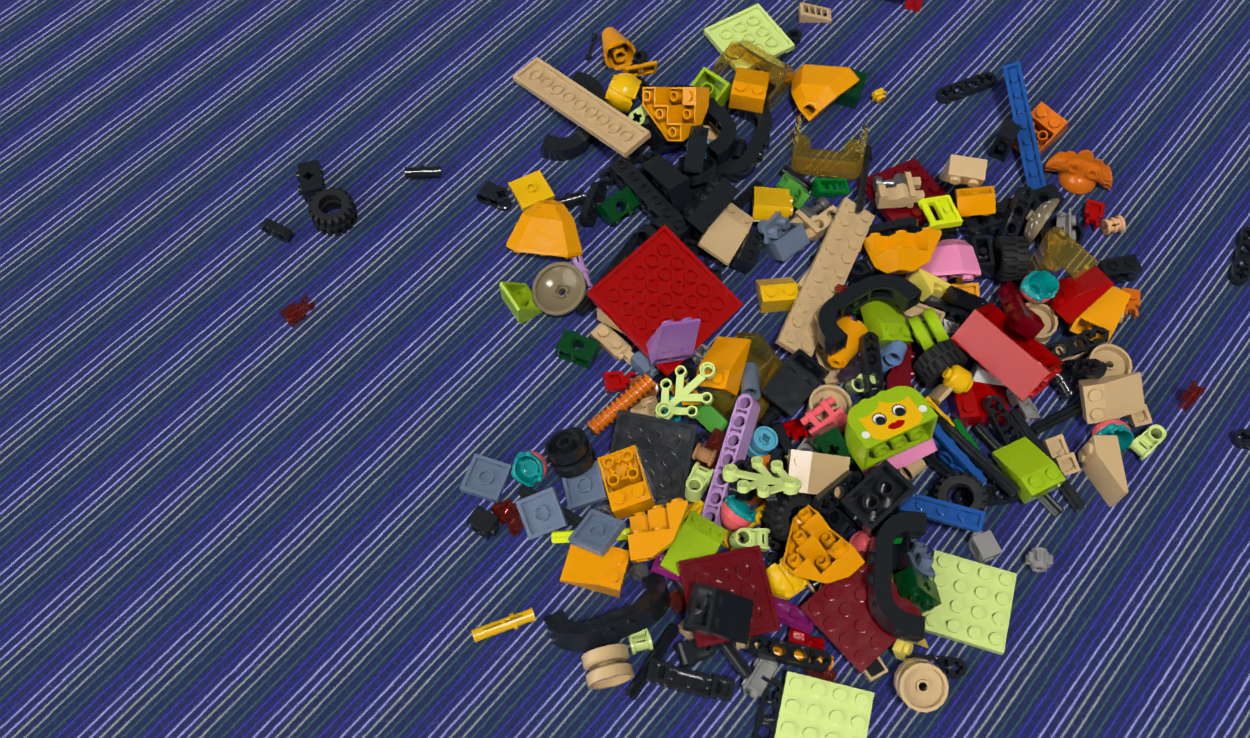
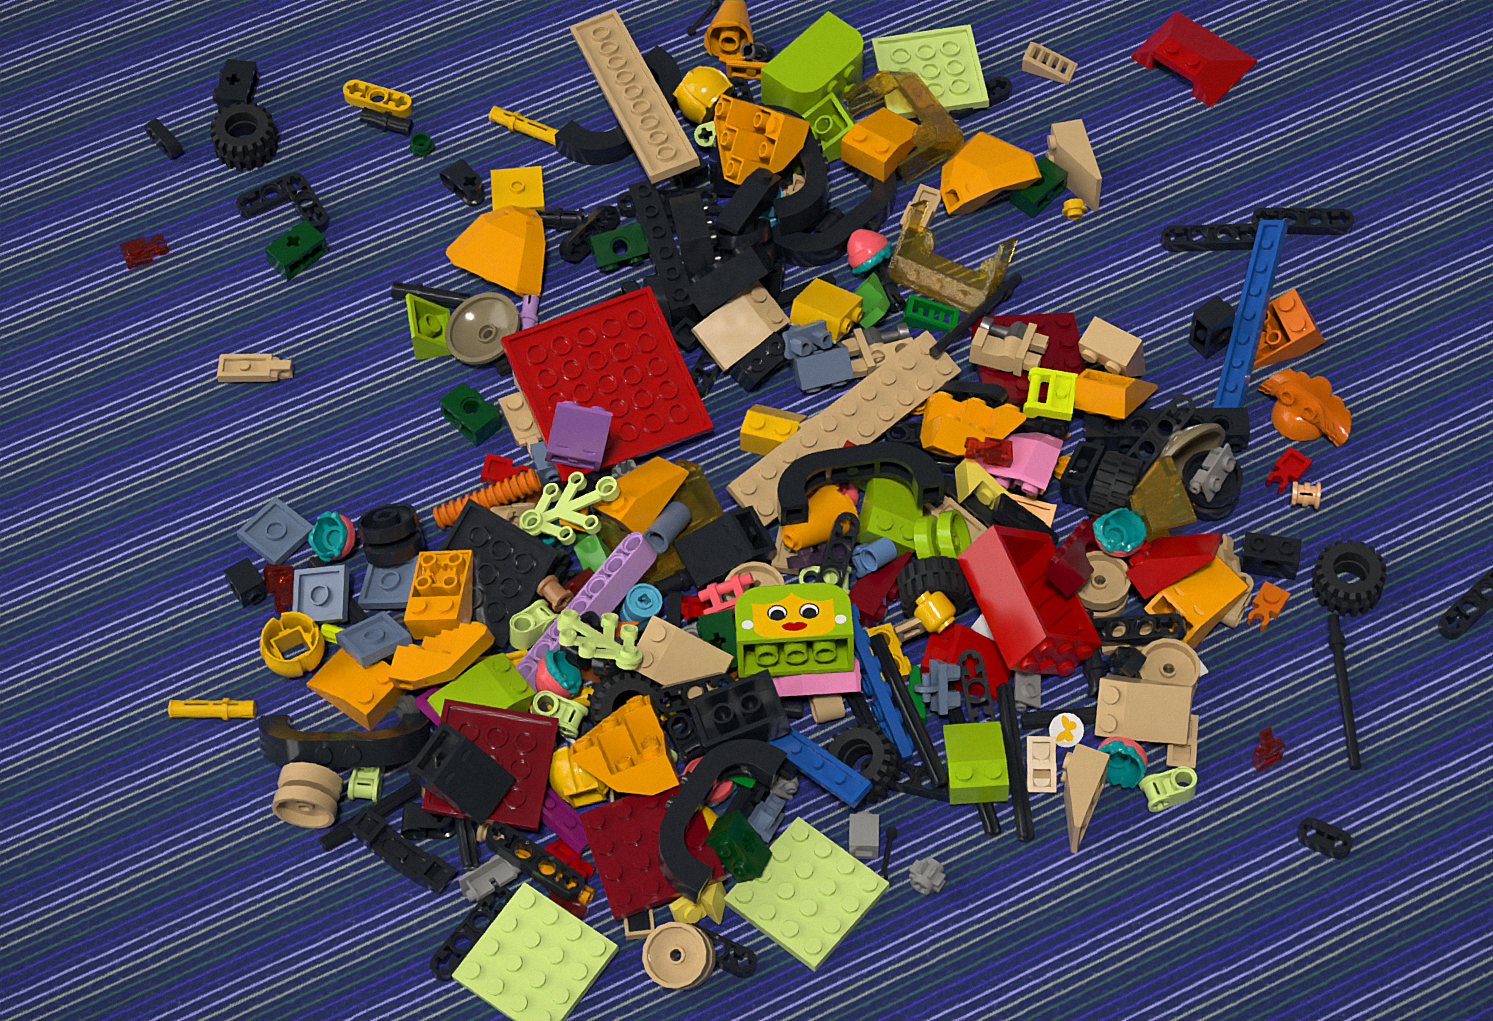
camera: 25 degrees right, 5 degrees down
(379, 241) = (287, 194): none -> black beam
(396, 155) = (370, 90): none -> yellow beam
(404, 276) = (296, 250): none -> dark green brick
(413, 367) = (253, 368): none -> tan hinge
(453, 176) = (421, 144): none -> dark green plate
(515, 147) = (517, 122): none -> yellow pin
(516, 276) = (434, 295): none -> black pin
(528, 551) = (287, 633): none -> yellow piece
(683, 54) = (814, 65): none -> lime brick
(775, 159) = (866, 250): none -> coral hair
(787, 122) = (929, 194): none -> tan slope
(867, 59) = (1073, 153): none -> tan slope
(937, 260) = (992, 450): none -> clear red plate
(980, 427) = (935, 686): none -> sand blue hips
(1006, 567) = (891, 833): none -> black hinge
(1027, 56) = (1302, 217): none -> black beam
(1063, 425) = (1067, 729): none -> white sticker
(1174, 257) = (1352, 559): none -> black tyre
(1183, 311) = (1337, 644): none -> black bar

